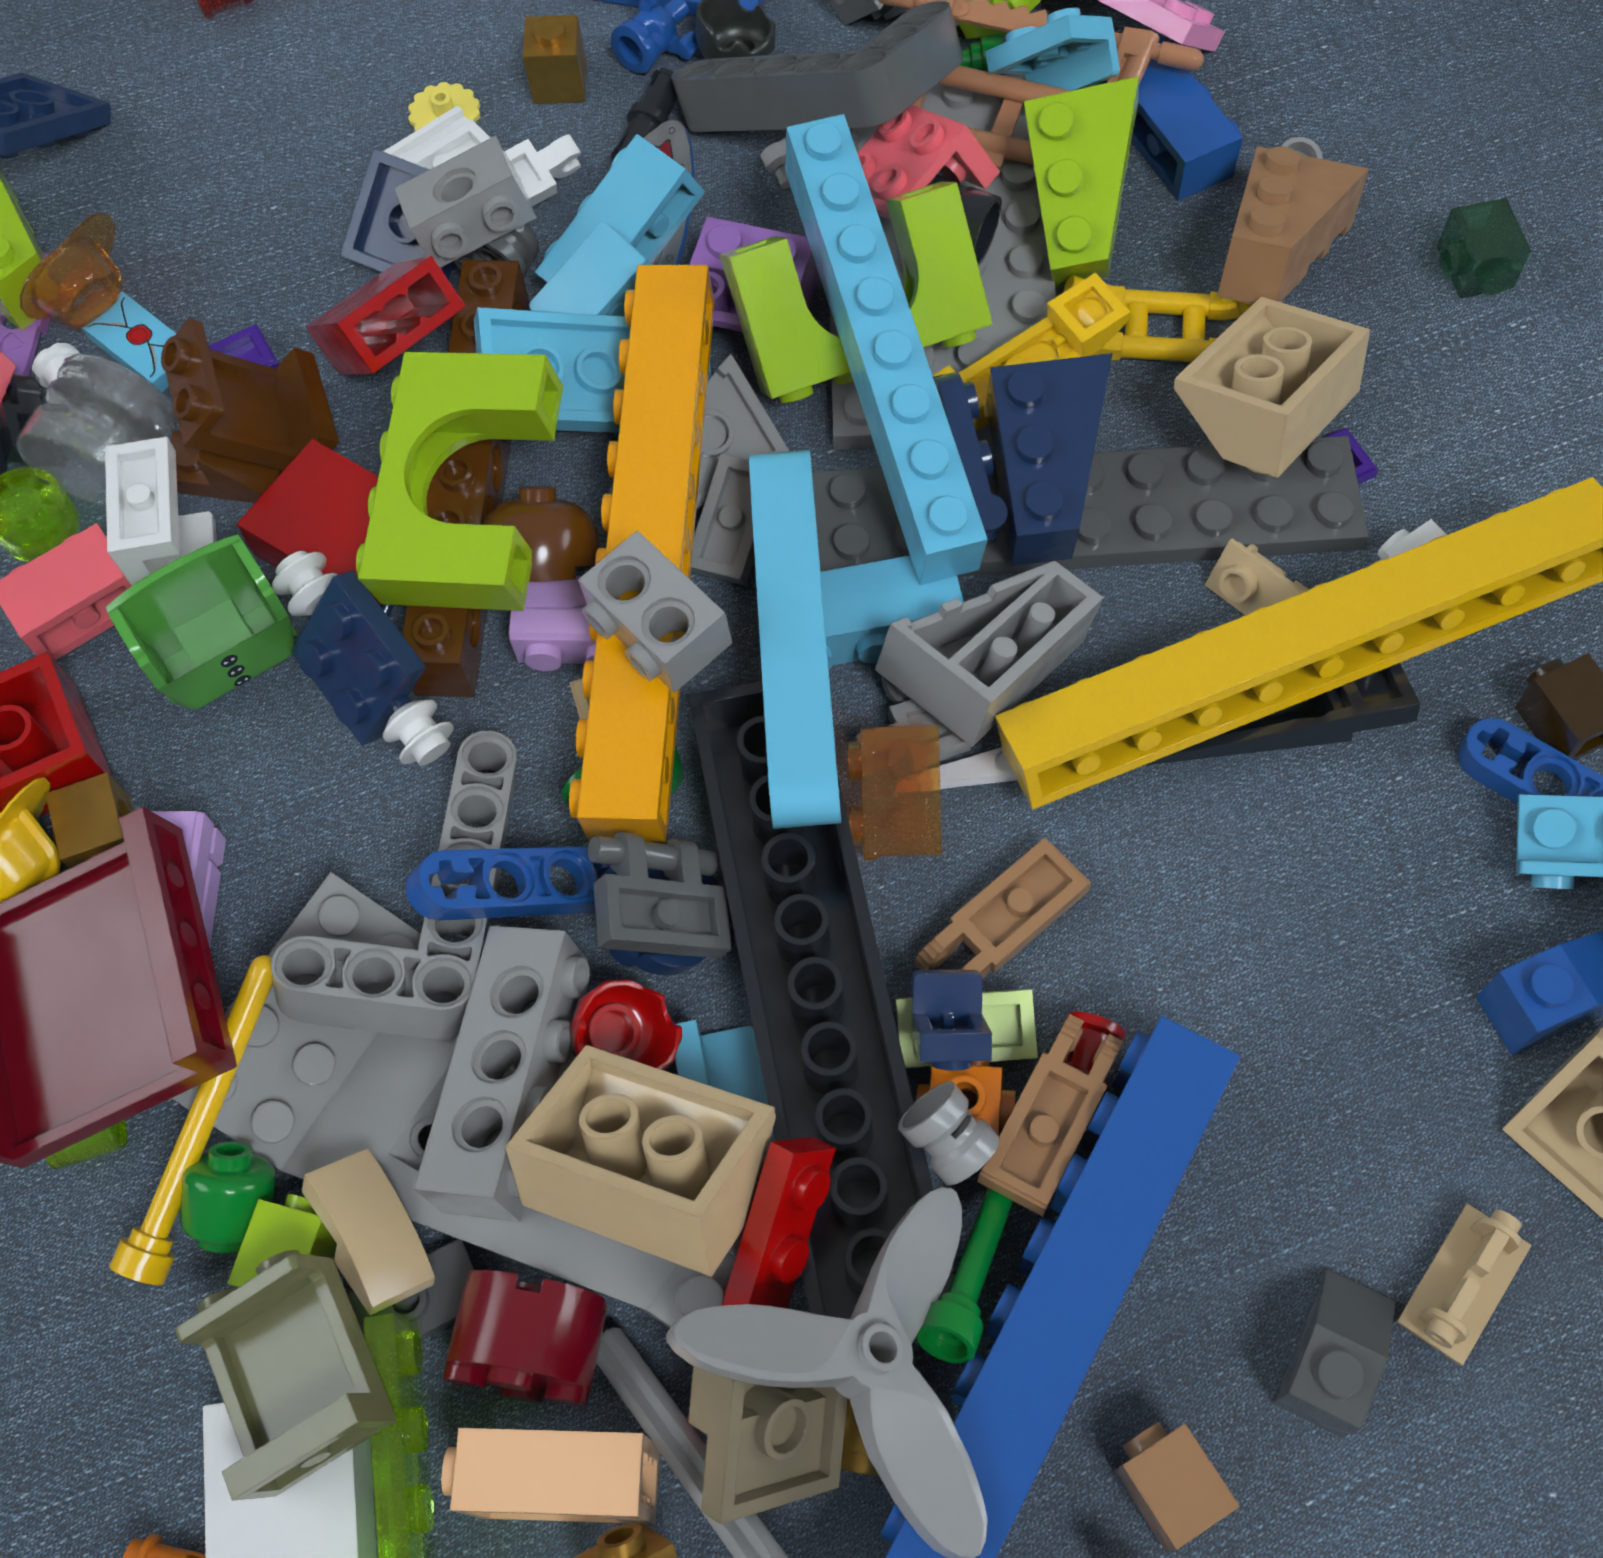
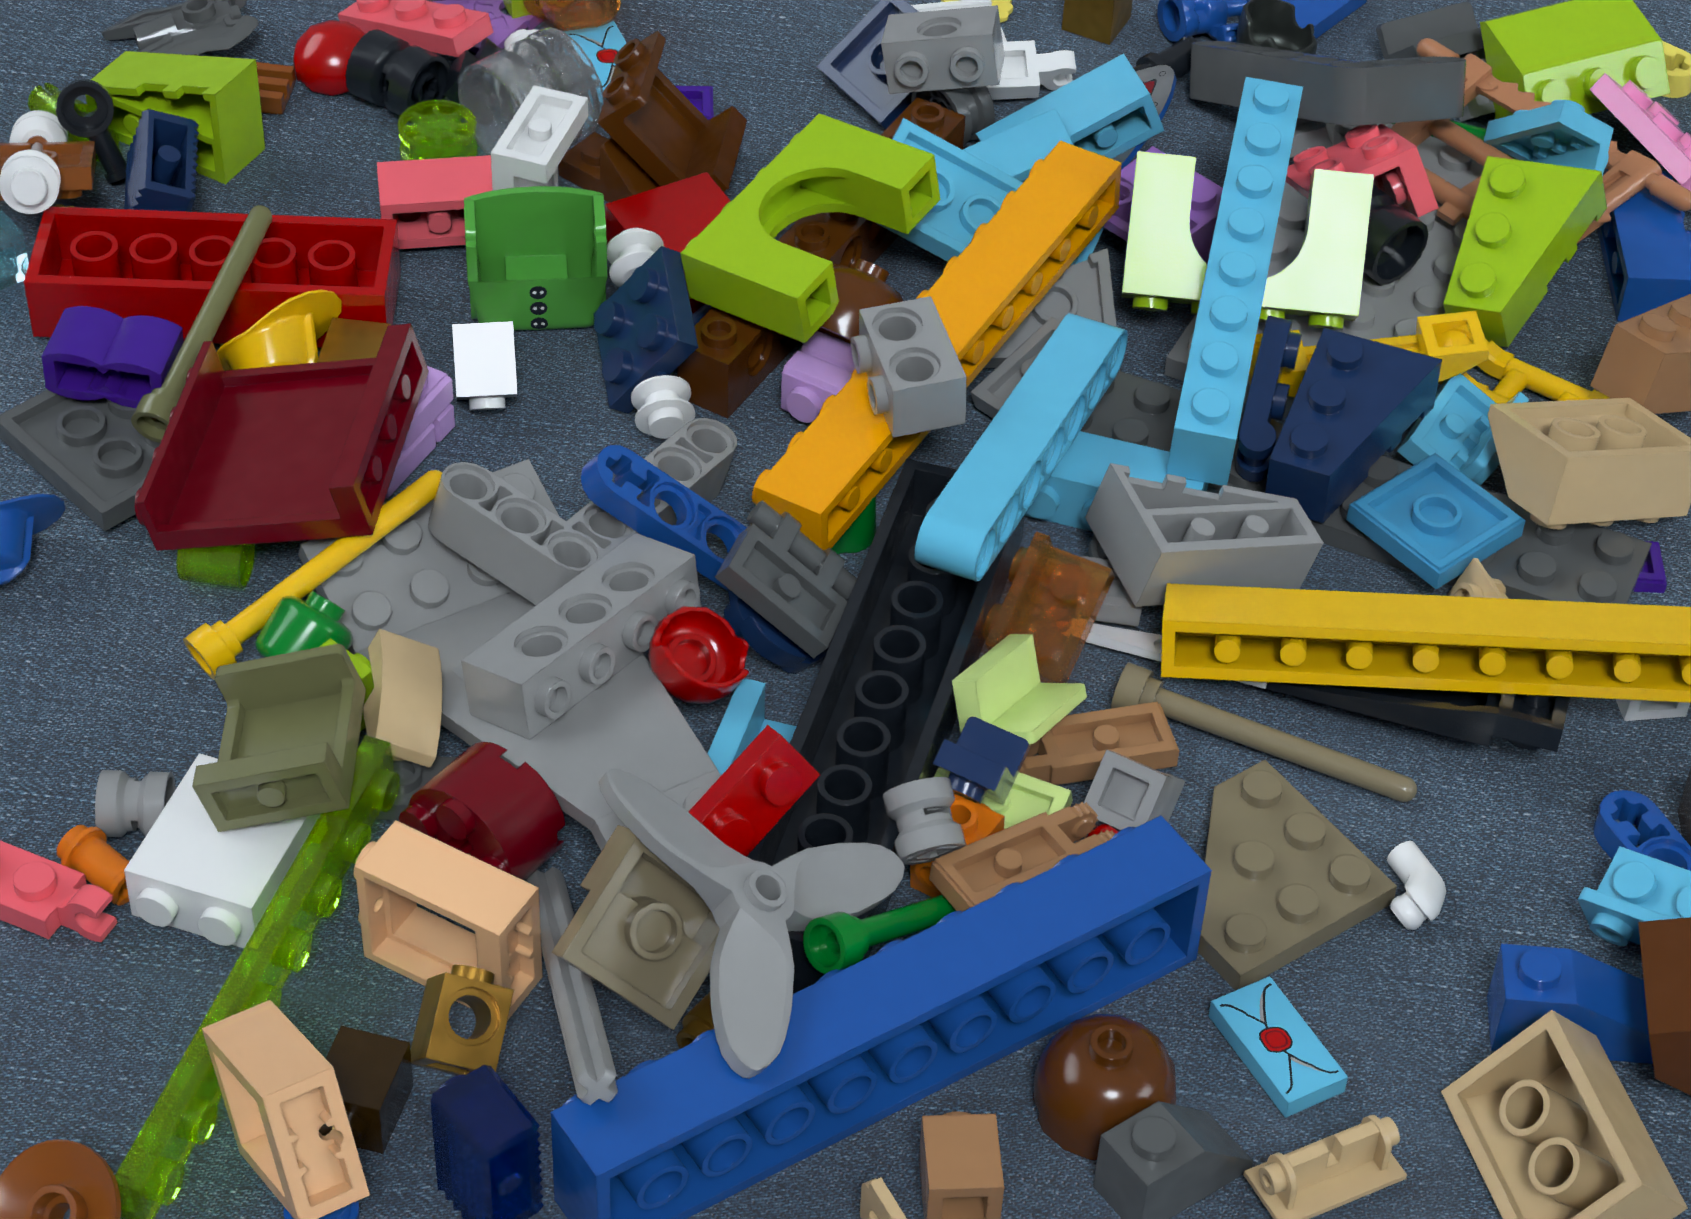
camera: 20 degrees right, 20 degrees down
(162, 1484) = (130, 804): none -> light grey wheel
(218, 761) = (484, 364): none -> white slope
(385, 316) = (850, 96): red brick -> none
(643, 1158) = (654, 707): tan slope -> none
(925, 909) = (1008, 692): none -> yellowish green panel
(1021, 830) = (1139, 687): none -> dark tan piece
(1090, 972) = (1131, 792): none -> light grey panel
(1140, 397) = (1457, 430): none -> medium azure bracket
(1169, 511) = (1435, 520): none -> dark azure tile
(1232, 1300) = (1098, 1077): none -> reddish brown cylinder
(1240, 967) = (1278, 878): none -> dark tan plate
(1346, 1161) = (1277, 1046): none -> medium azure tile
(1371, 914) = (1422, 884): none -> white arm

